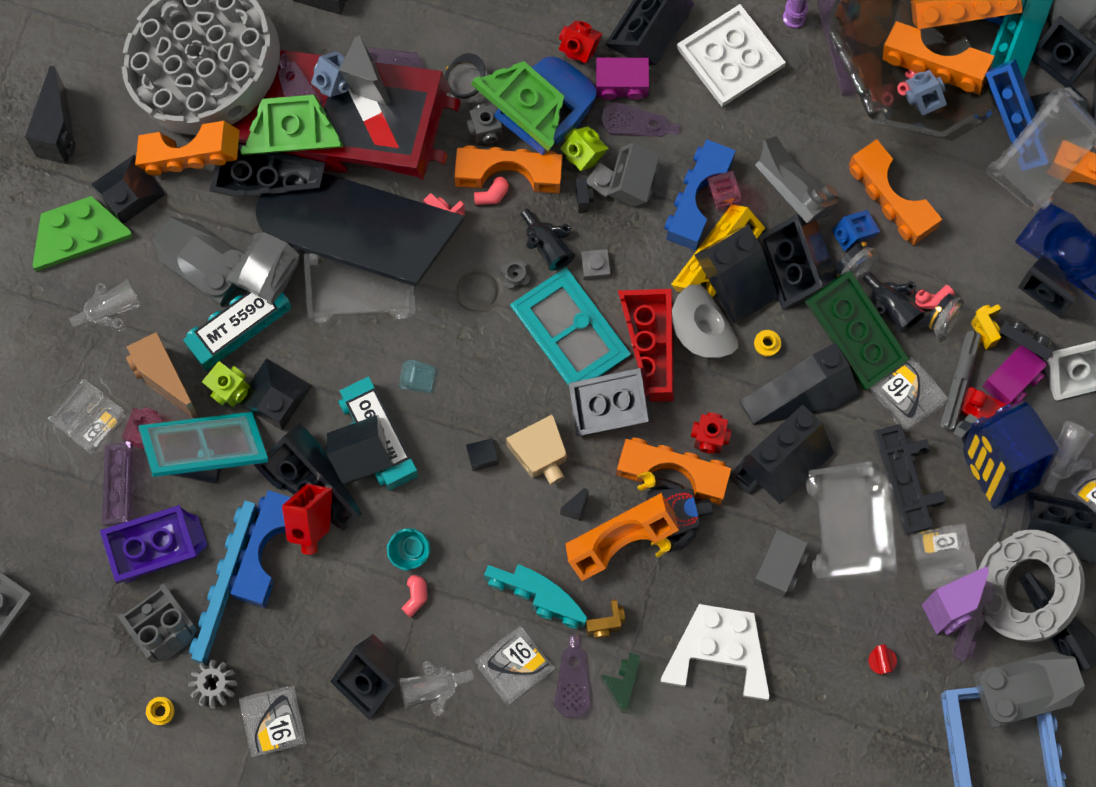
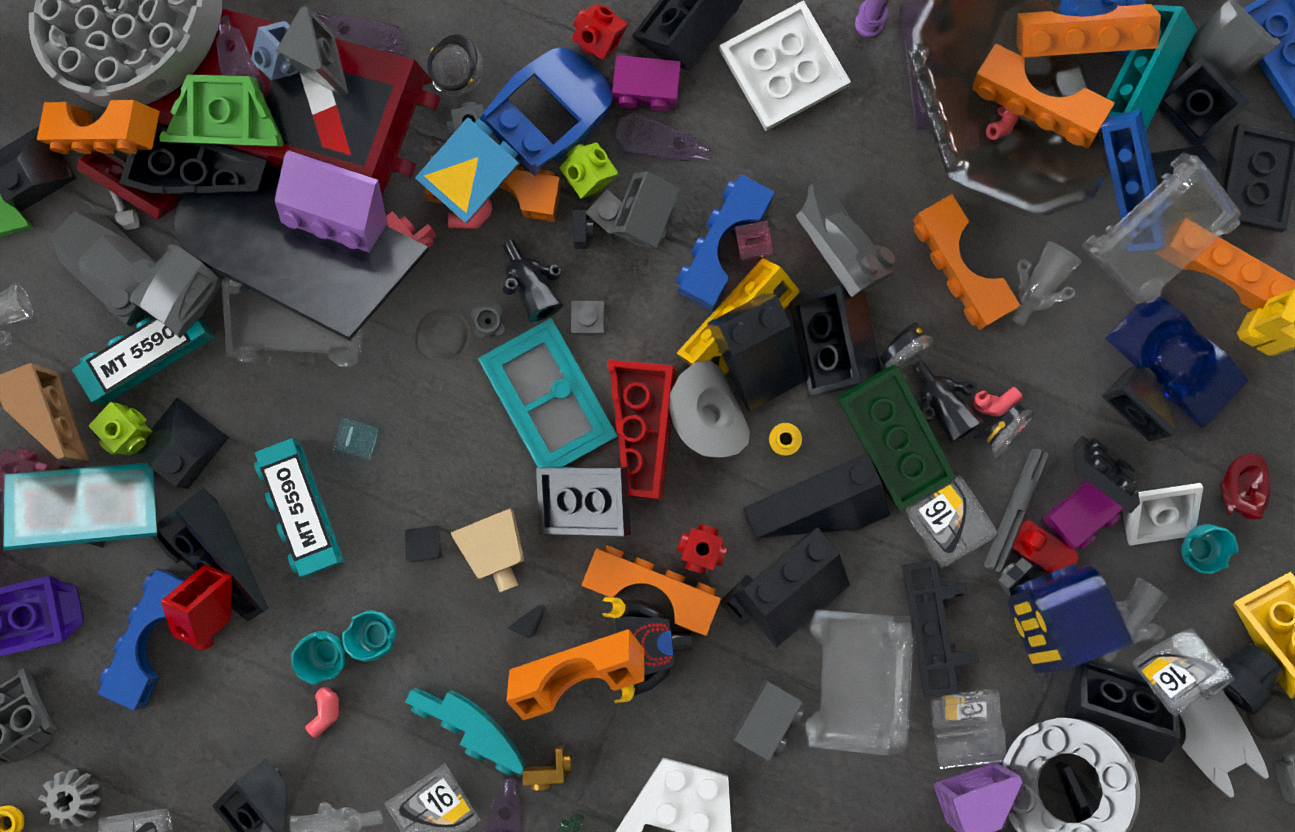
camera: 10 degrees right, 10 degrees up
(198, 187) = (107, 171): none -> dark red plate
(211, 221) = (127, 218): none -> light grey hand
(219, 594) = (85, 691): dark azure plate -> none
(359, 450) = (268, 531): black slope -> none
(384, 186) = (330, 202): none -> medium lavender slope
(448, 528) = (369, 636): none -> teal hair
(490, 153) = (468, 169): none -> dark azure brick
(524, 99) = (516, 104): bright green wing -> none
(854, 229) = (911, 305): blue bracket -> none
(925, 92) = (1021, 141): sand blue brick -> none
(956, 208) = (1049, 274): none -> clear piece
(986, 327) = (1055, 445): yellow bracket -> none

